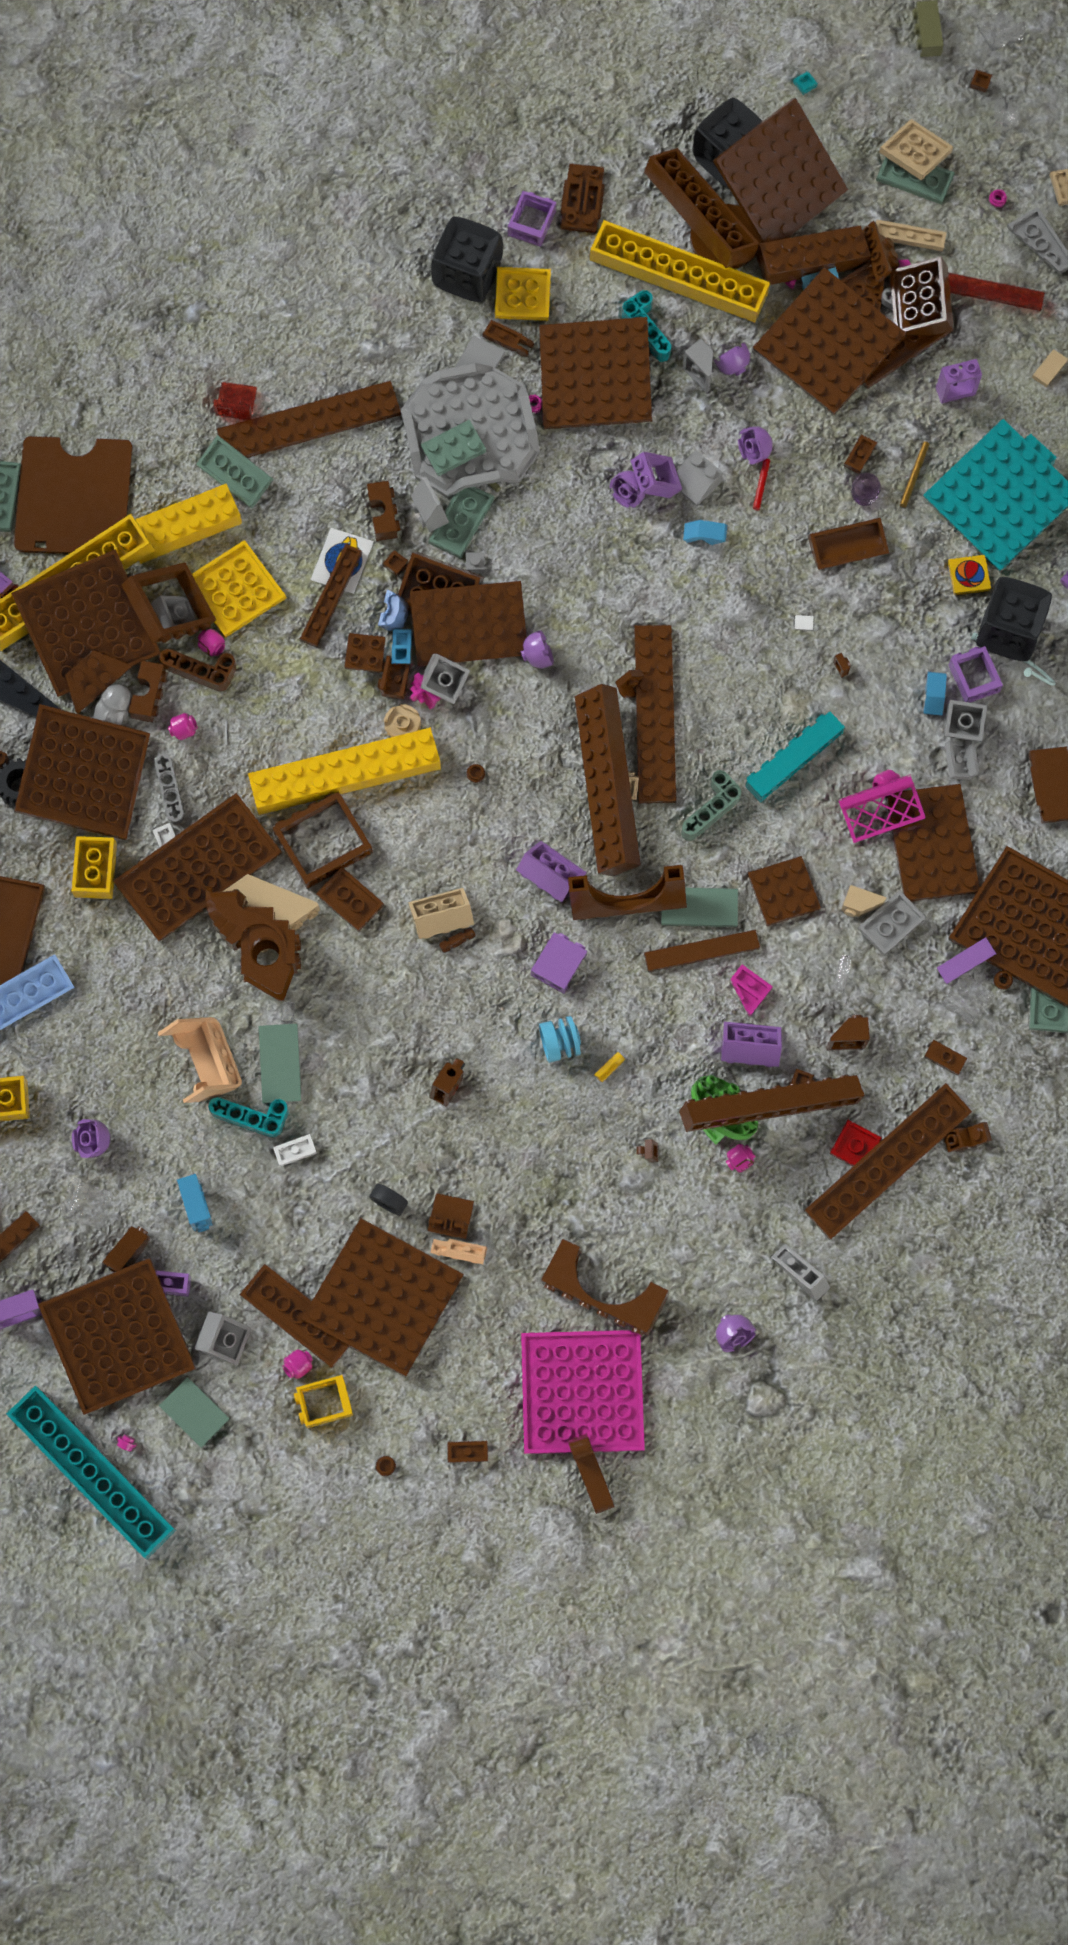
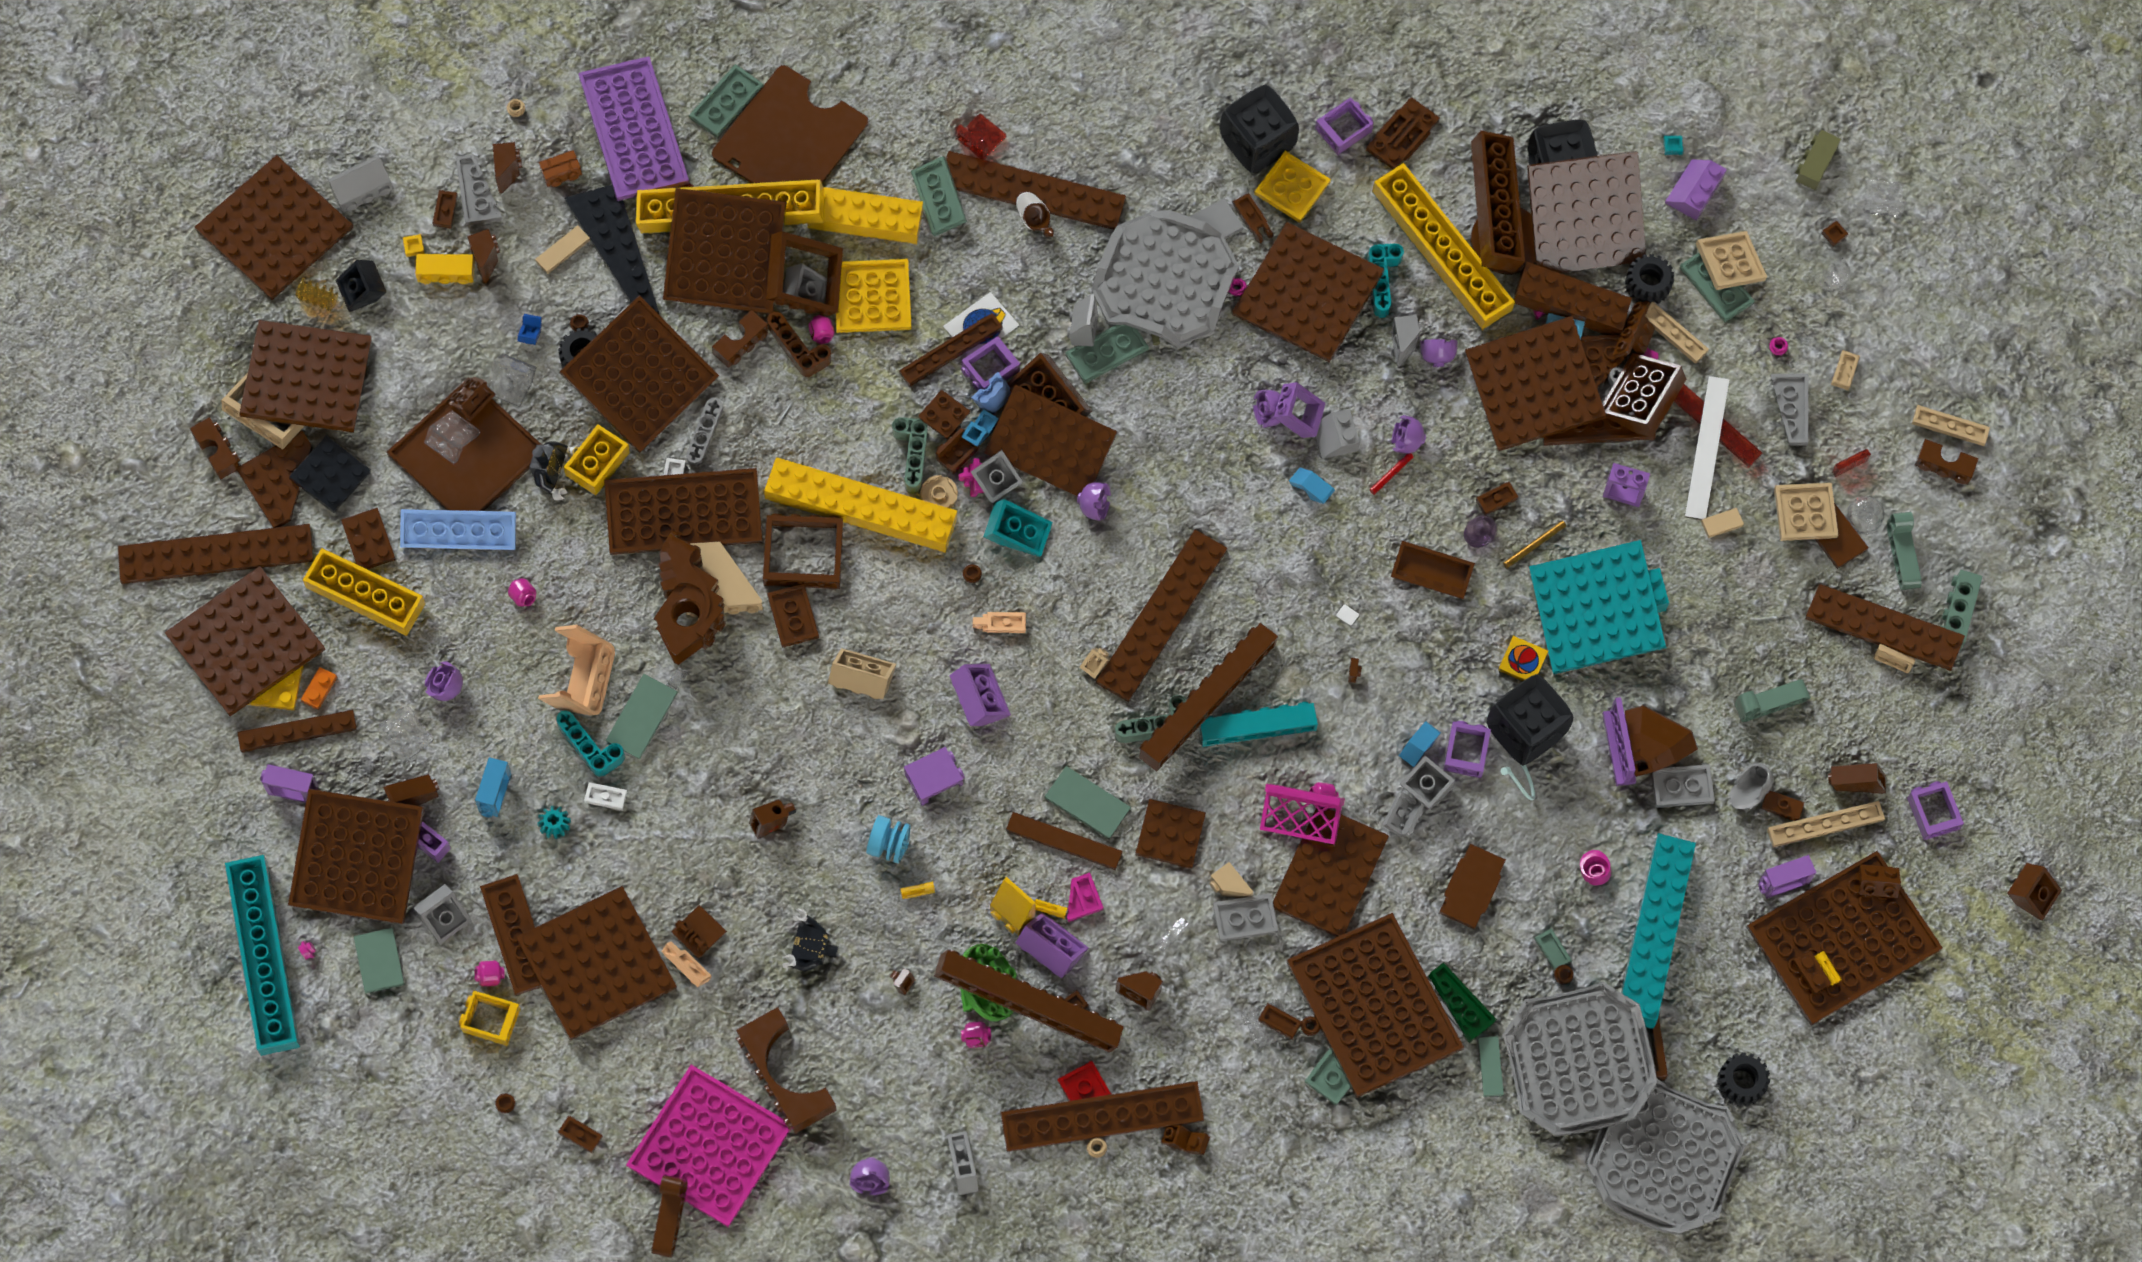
camera: 30 degrees right, 5 degrees down
(54, 897) = (547, 464): none -> black torso
(93, 677) = (701, 300): reddish brown wing -> none
(105, 1020) = (522, 592): none -> dark pink head
(114, 704) = (704, 333): light grey hair -> none
(182, 726) = (750, 386): dark pink head -> none
(269, 1192) = (561, 822): none -> teal gear
(327, 439) = (1034, 213): none -> reddish brown hair
(359, 702) = (913, 456): none -> sand green beam
(378, 572) = (1002, 351): none -> medium lavender window
(381, 496) = (1038, 317): reddish brown arch -> none
(388, 1199) = (654, 884): black tyre -> none
(395, 563) = (1024, 353): reddish brown plate -> none
(453, 448) = (1137, 284): sand green plate -> none
(457, 940) = (860, 704): reddish brown axle -> none
(475, 561) = (1094, 394): light grey plate -> none
(488, 712) = (1017, 528): none -> teal slope
(528, 799) = (1001, 622): none -> light nougat hinge
(552, 1169) = (809, 945): none -> black torso
(591, 903) = (993, 741): reddish brown arch -> none
(607, 780) = (1078, 646): reddish brown brick -> none
(627, 682) = (1155, 573): reddish brown bracket -> none
(701, 1032) = (1012, 907): none -> yellow slope
(735, 1012) = (1052, 909): none -> yellow piece
(743, 758) = (1207, 697): none -> reddish brown brick
(847, 106) = (1696, 187): none -> medium lavender slope
(863, 190) = (1654, 267): none -> black tyre
(900, 1183) = (1096, 1141): none -> tan plate
(945, 1057) = (1214, 1061): reddish brown plate -> none
(966, 960) = (1287, 988): medium lavender tile -> none
(977, 991) = (1279, 1021): none -> reddish brown tile
(998, 313) = (1707, 447): none -> white sticker

